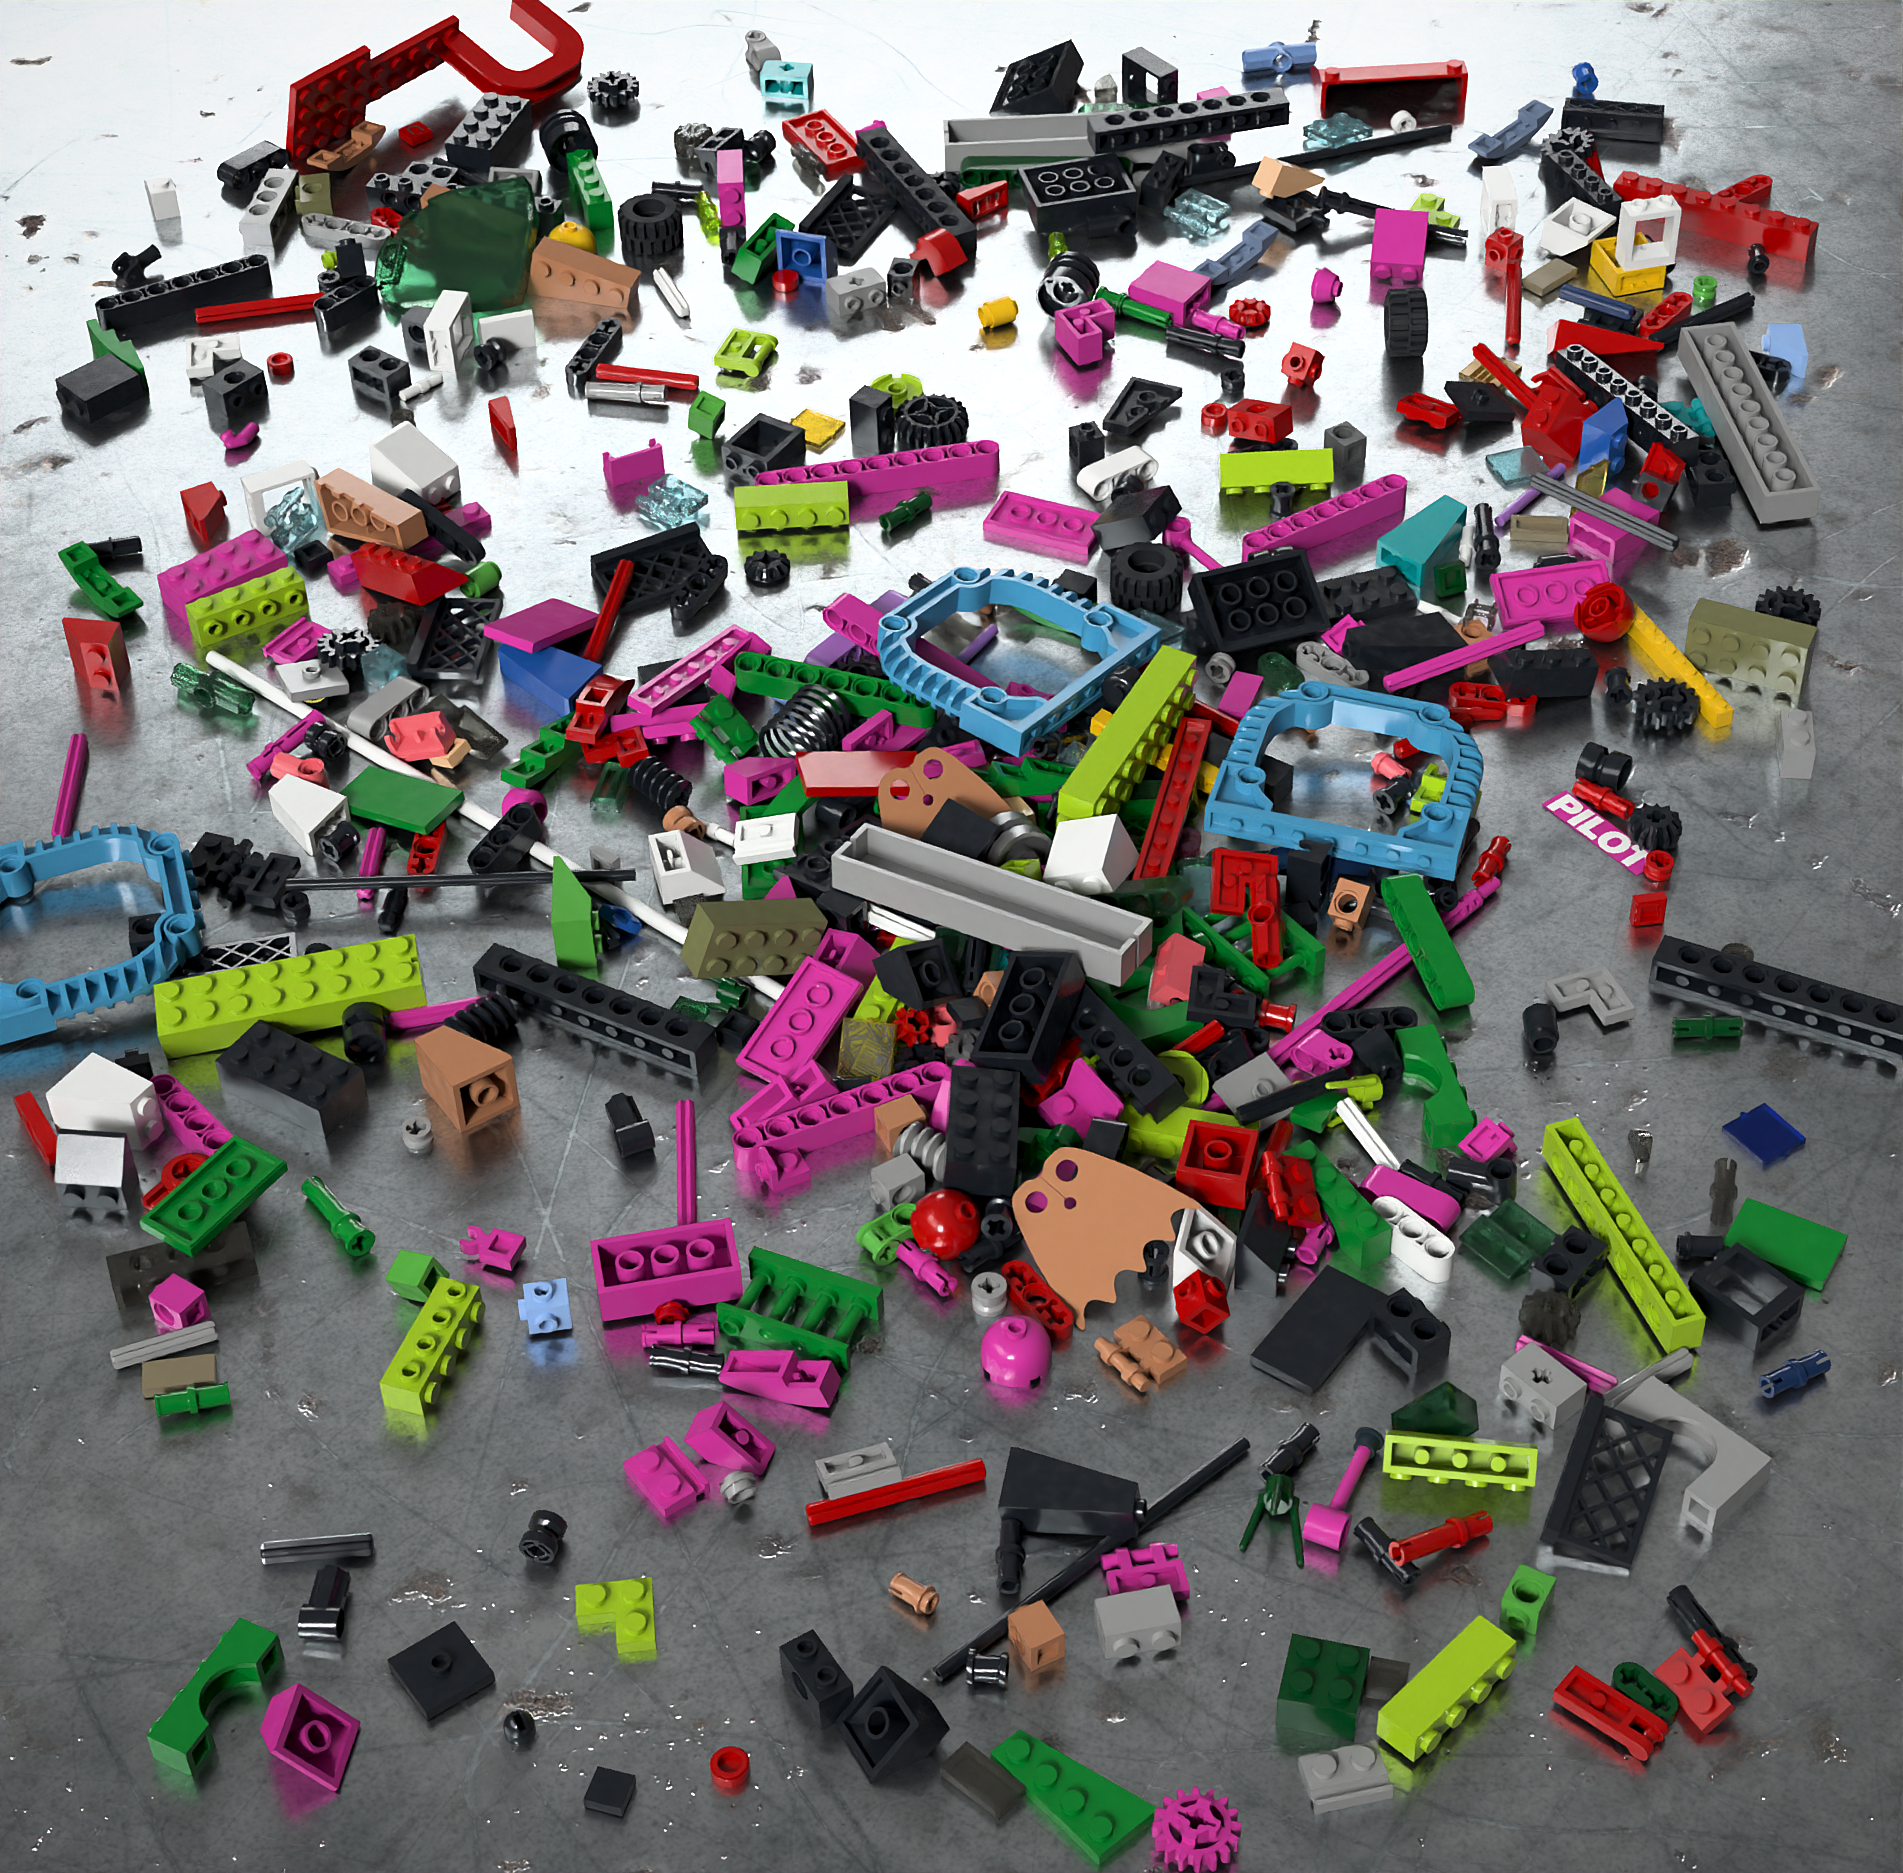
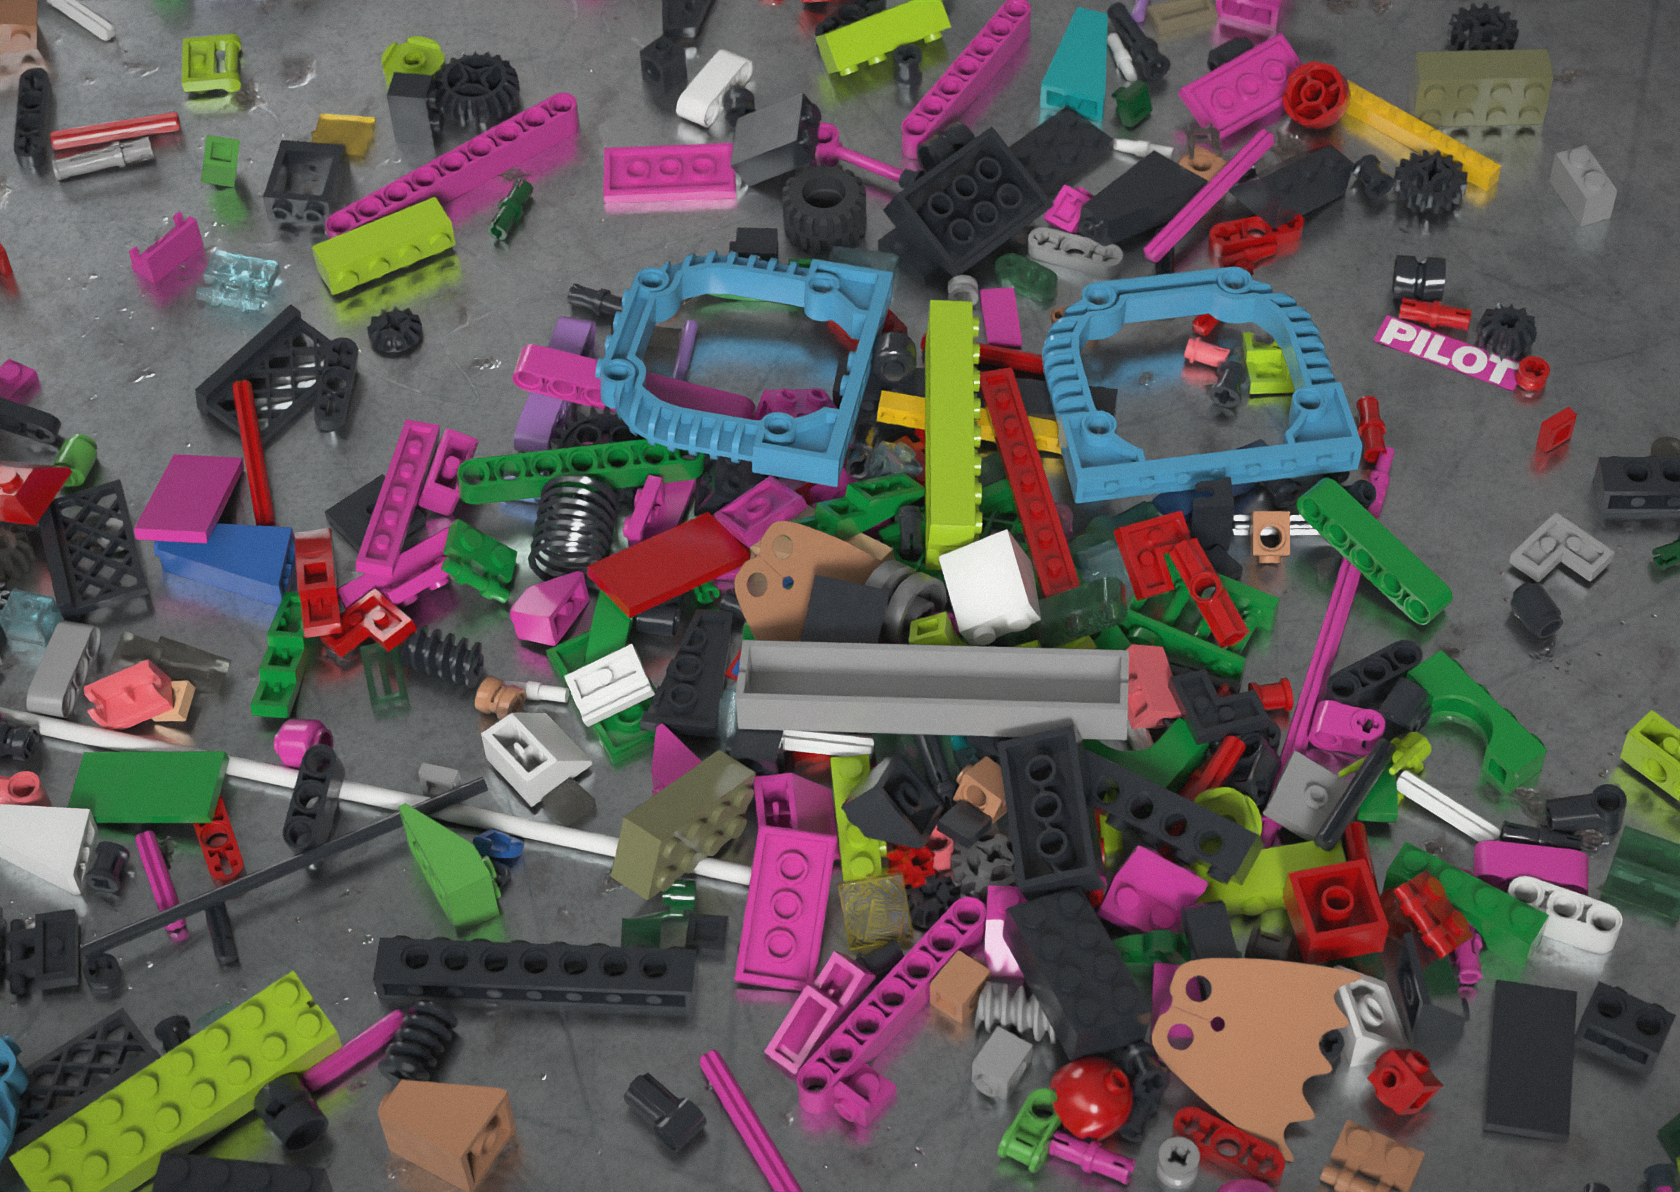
camera: 25 degrees left, 10 degrees up
(1488, 1141) = (1567, 768): dark pink bracket -> none

